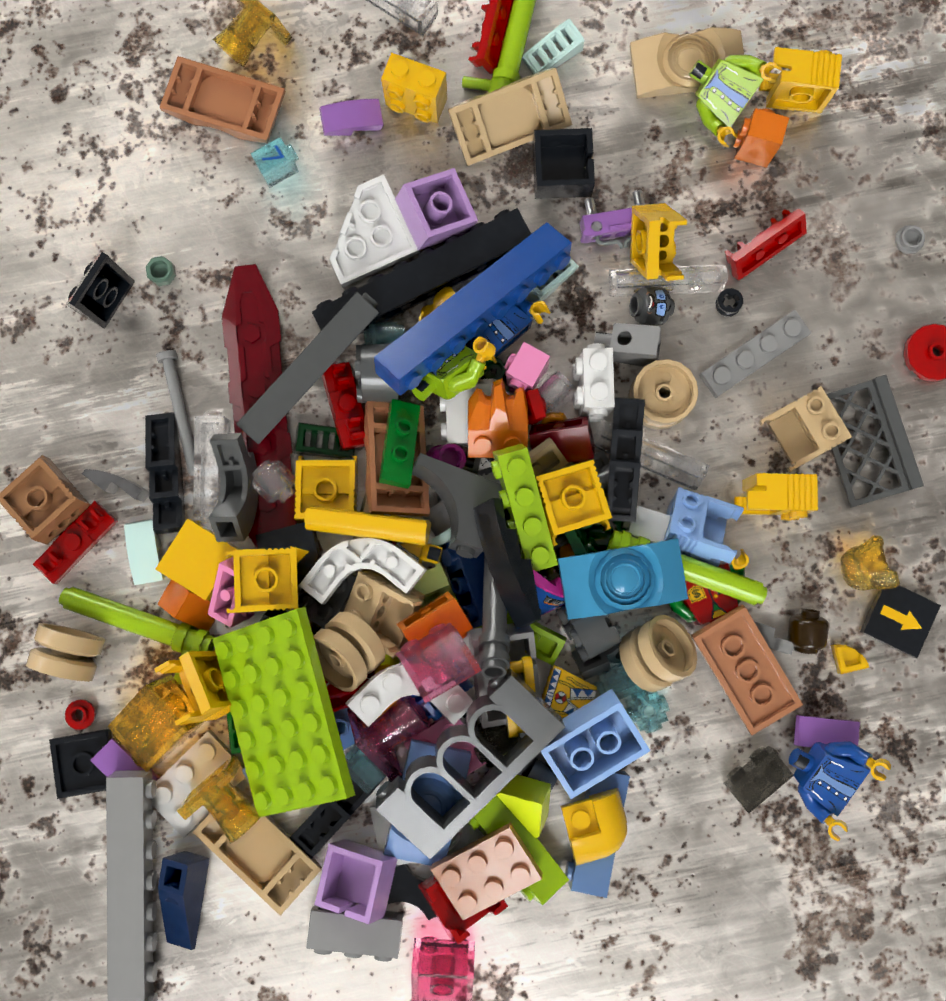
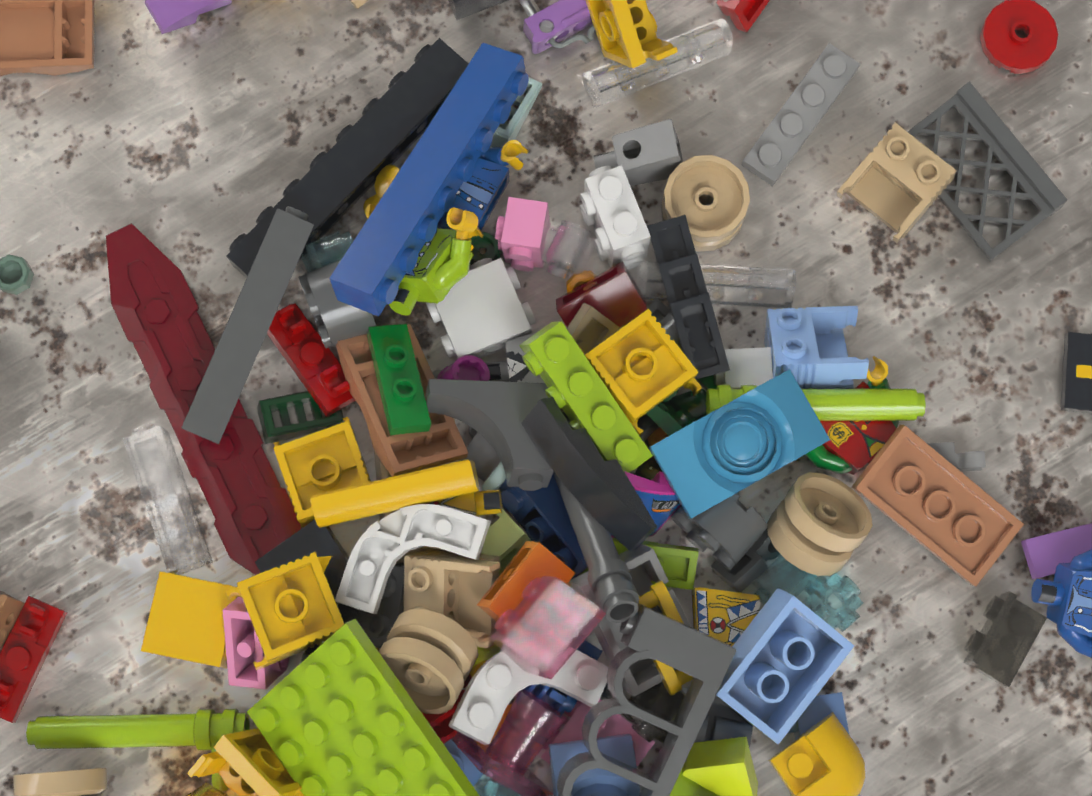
camera: 20 degrees left, 5 degrees down
(111, 483) = (43, 562): flat silver slope -> none
(143, 551) = (116, 637): light aqua slope -> none
(165, 472) = (108, 527): black slope -> none
(168, 358) = (61, 383): light grey bar -> none
(186, 606) = (197, 686): orange slope -> none
(238, 500) = (215, 519): dark grey arch -> none
(273, 481) = (254, 484): clear head -> none
(276, 161) = (112, 87): clear light blue brick -> none
(371, 234) = (267, 134): white plate -> none
(436, 208) = (337, 74): lavender brick -> none
(496, 420) = (509, 306): orange plate -> none
(536, 406) = (548, 277): red plate -> none
(651, 306) = (651, 99): dark grey head -> none
(728, 311) = (747, 73): black bush -> none
(779, 494) = (895, 274): yellow piece -> none
(808, 631) = (996, 431): dark brown head -> none
(848, 659) = (1058, 448): yellow tile -> none
(867, 567) = (1037, 325): clear yellow hair -> none

